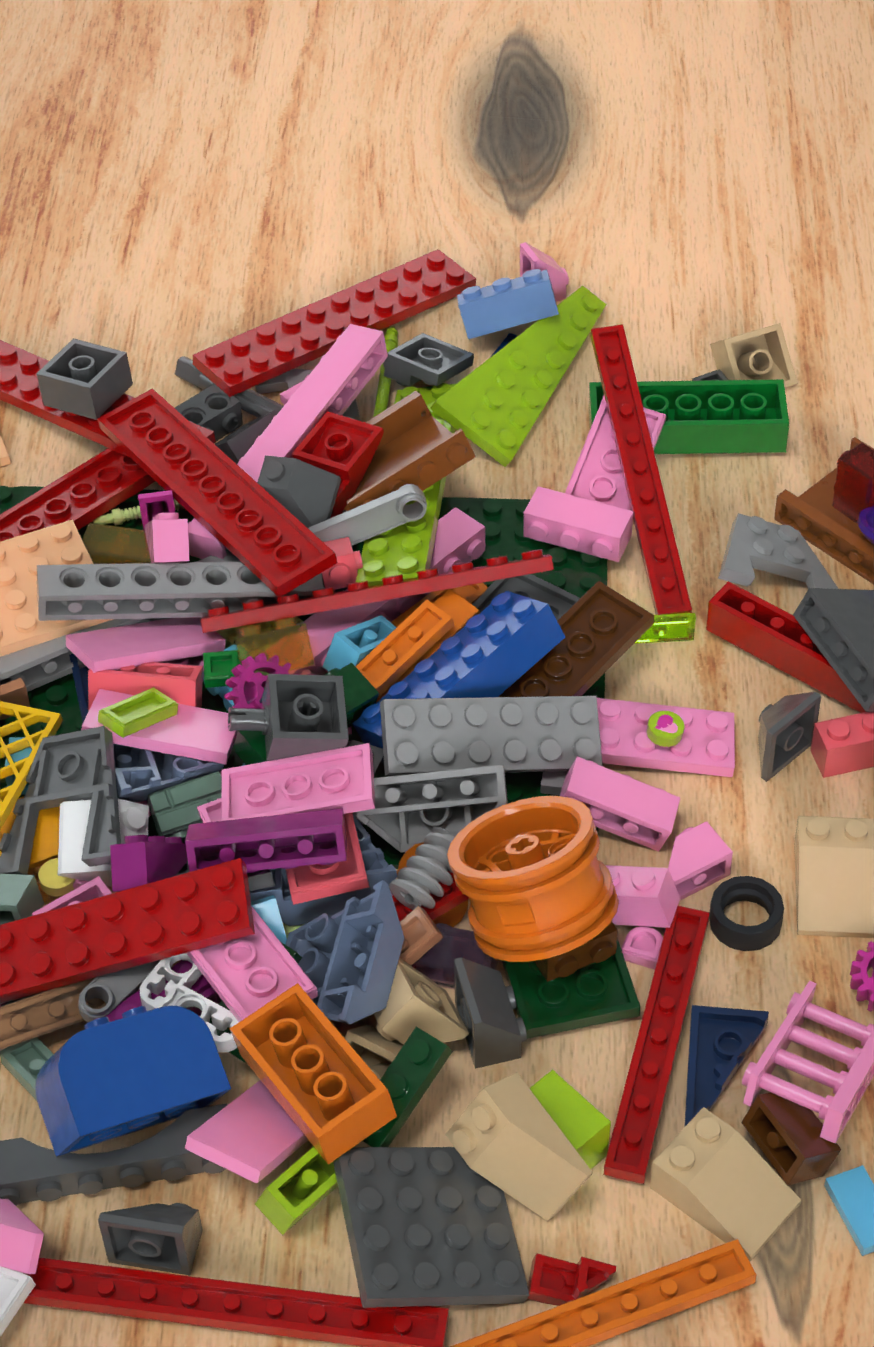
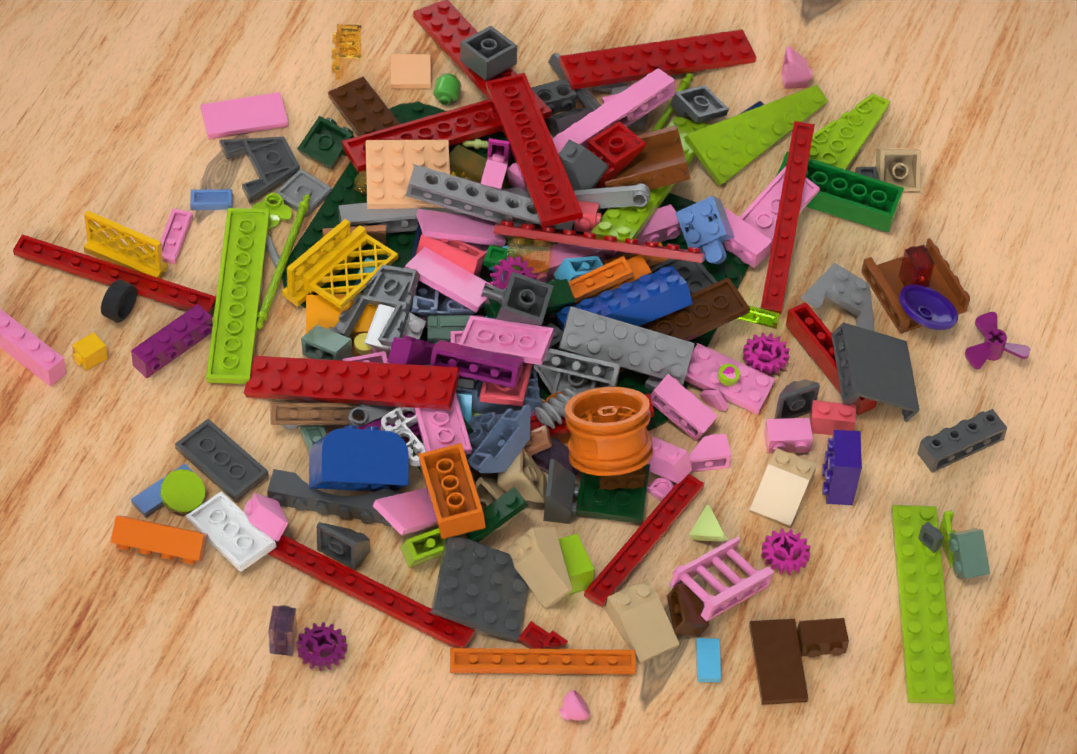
camera: 15 degrees right, 5 degrees up
(37, 454) = (447, 89): none -> bright green head
(138, 712) = (439, 267): lime tile -> none
(507, 303) = (763, 83): medium blue slope -> none
(525, 523) = (706, 228): none -> medium blue brick
(657, 774) = (714, 399): none -> bright pink tile
(660, 332) = (843, 139): none -> lime wing
(701, 679) = (766, 353): none -> dark pink gear
(717, 1048) = (673, 551): dark blue wing -> none
(751, 983) = (707, 527): none -> yellowish green tile
(752, 890) = (729, 477): black tyre -> none
(799, 790) = (788, 435): none -> bright pink brick

